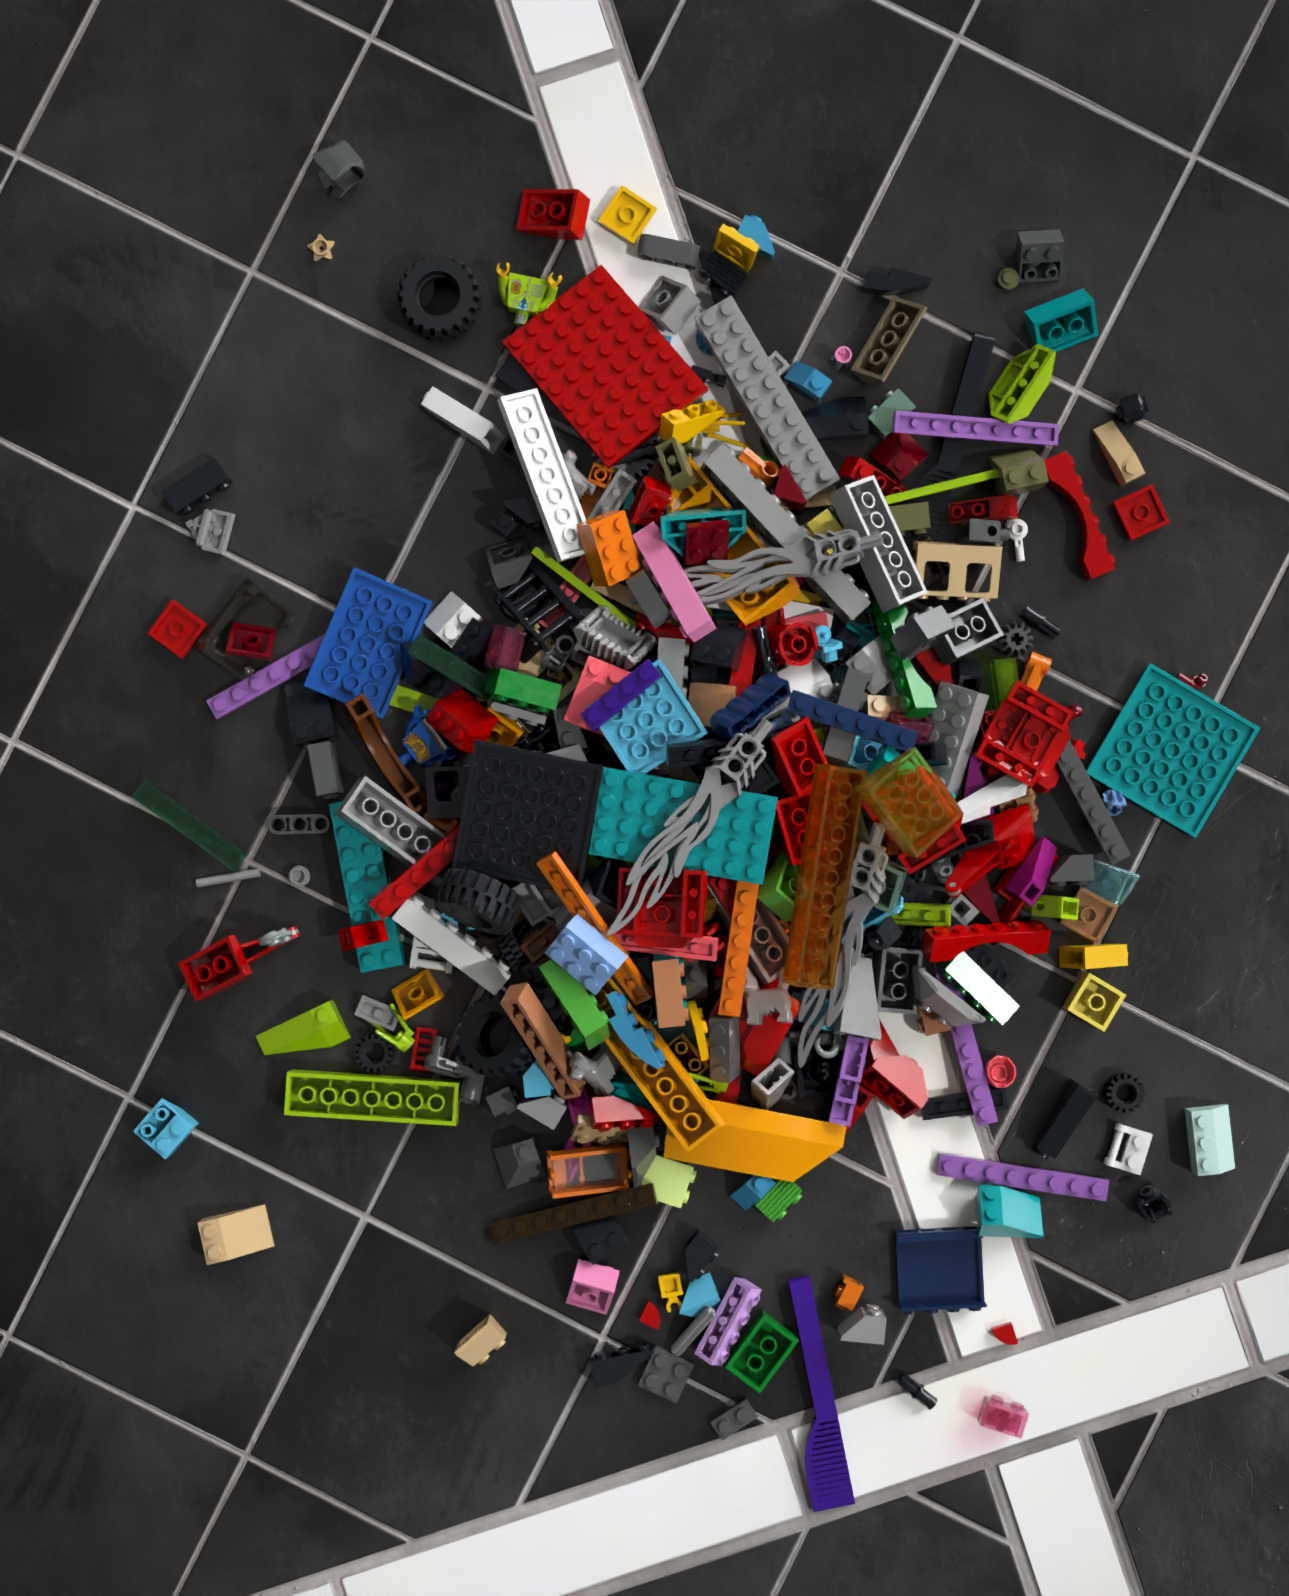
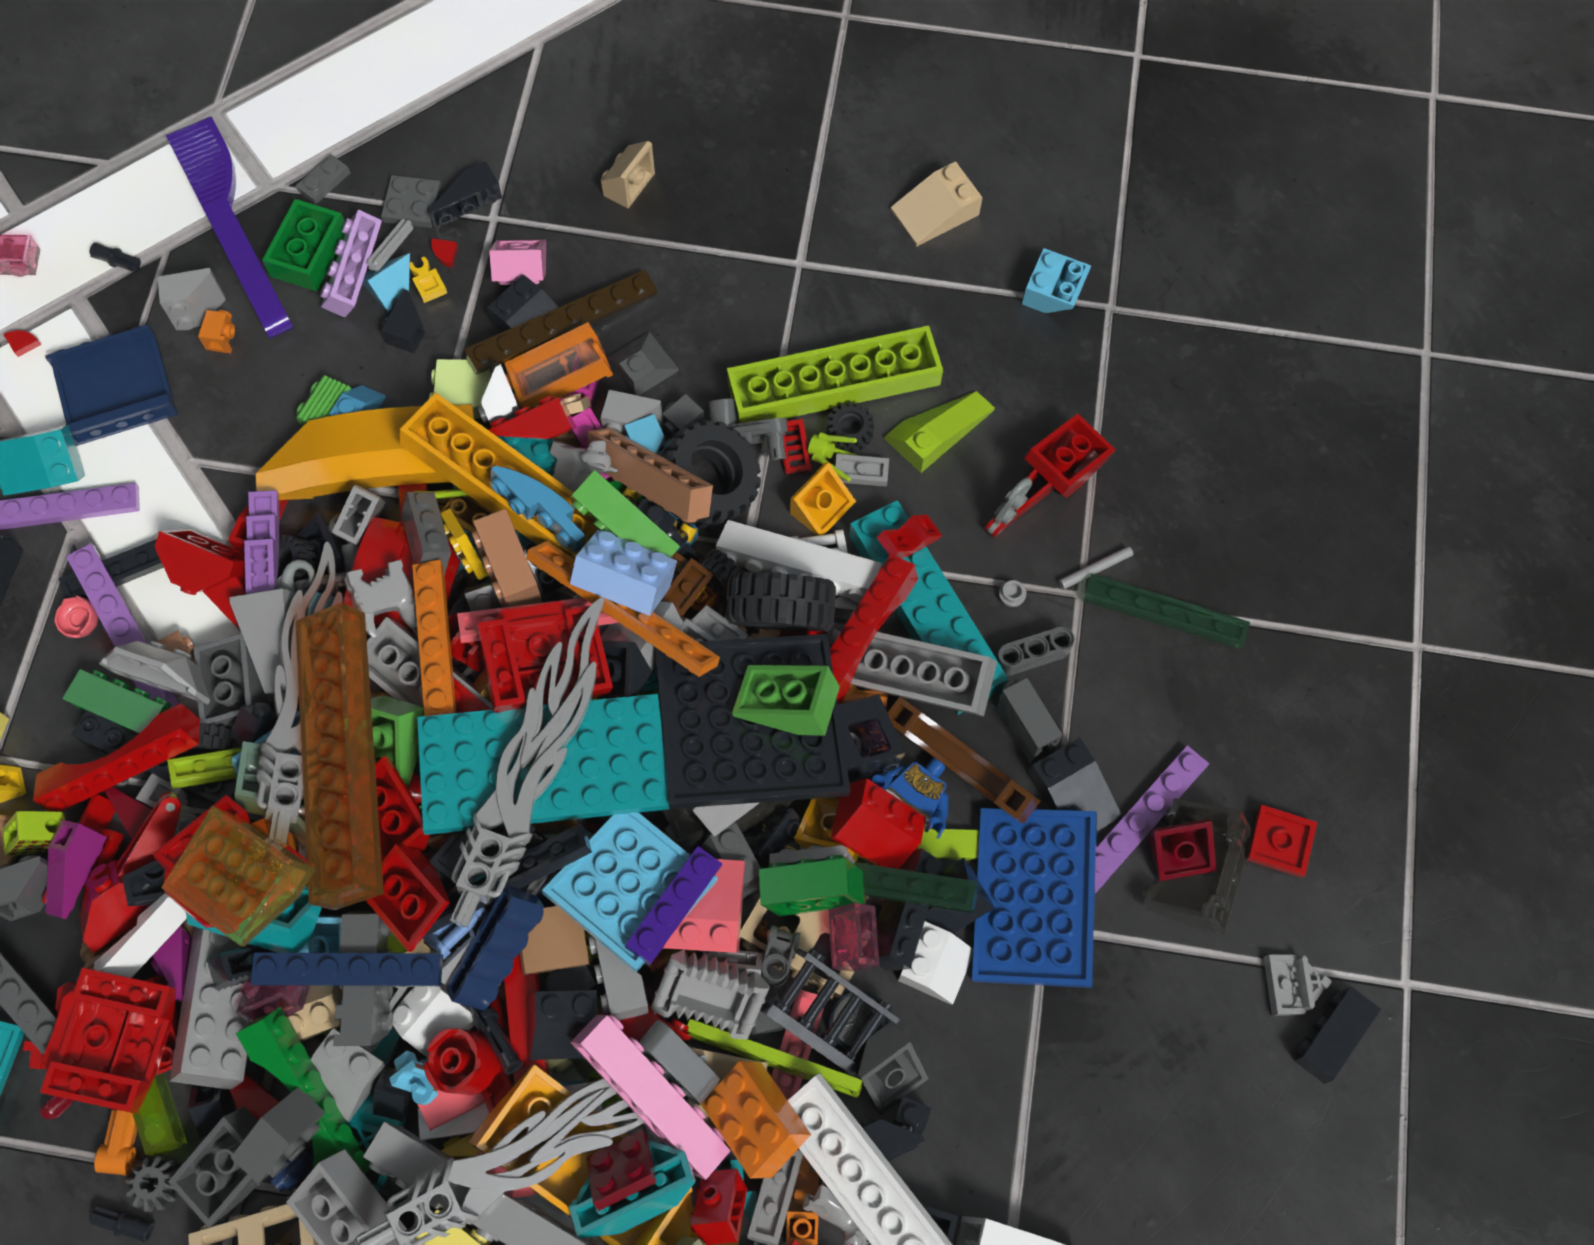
camera: 155 degrees right, 20 degrees down
(497, 820) = (788, 697): none -> bright green slope

